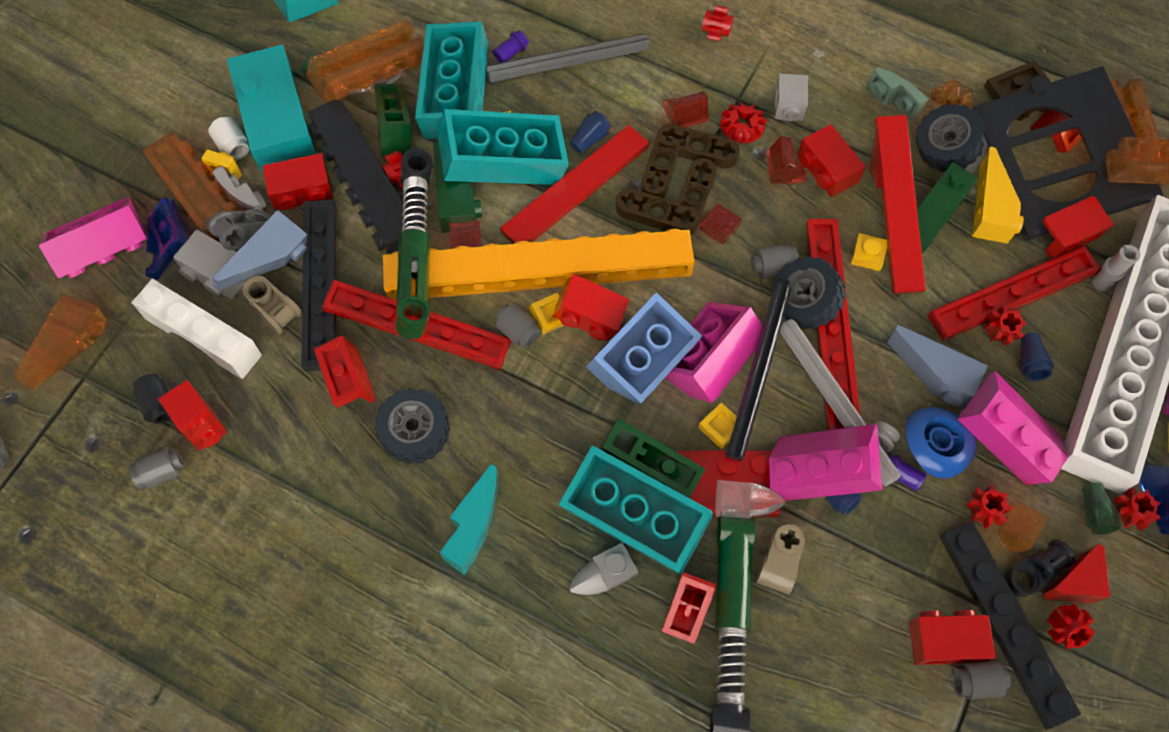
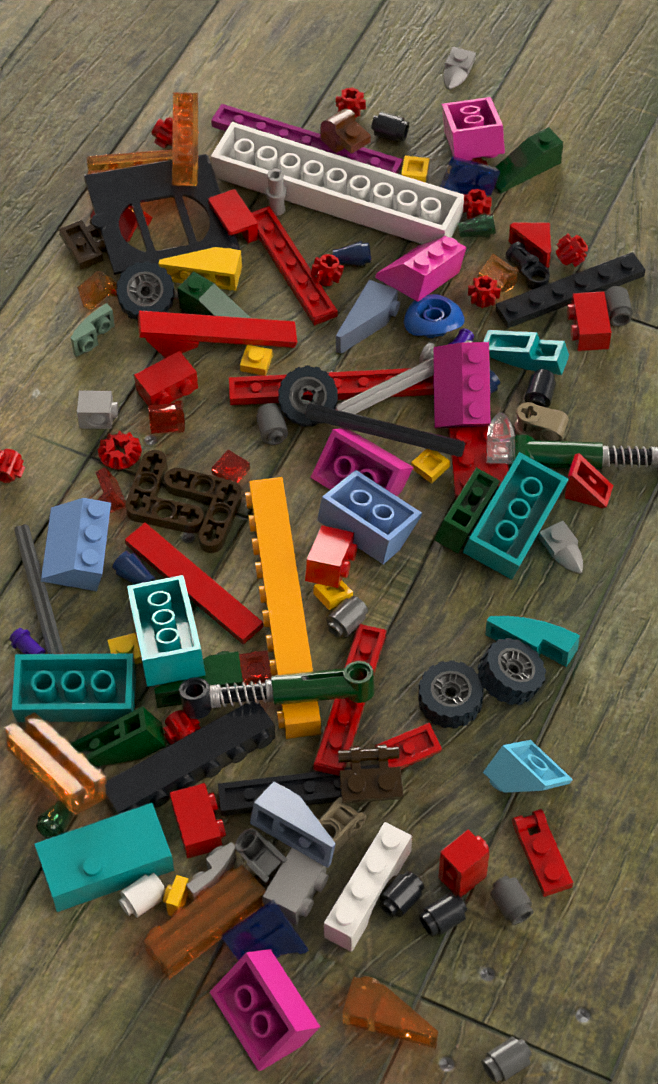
camera: 90 degrees left, 10 degrees down
(185, 360) = (401, 894): none -> black brick
(210, 508) = (542, 853): none -> red plate
(298, 328) = (370, 784): none -> dark brown plate
(301, 499) = (524, 768): none -> medium azure slope
(430, 507) = (511, 671): none -> black wheel
(619, 82) = (76, 543): none -> medium blue slope
(834, 563) = (540, 388): none -> black brick
(897, 552) = (527, 350): none -> teal slope

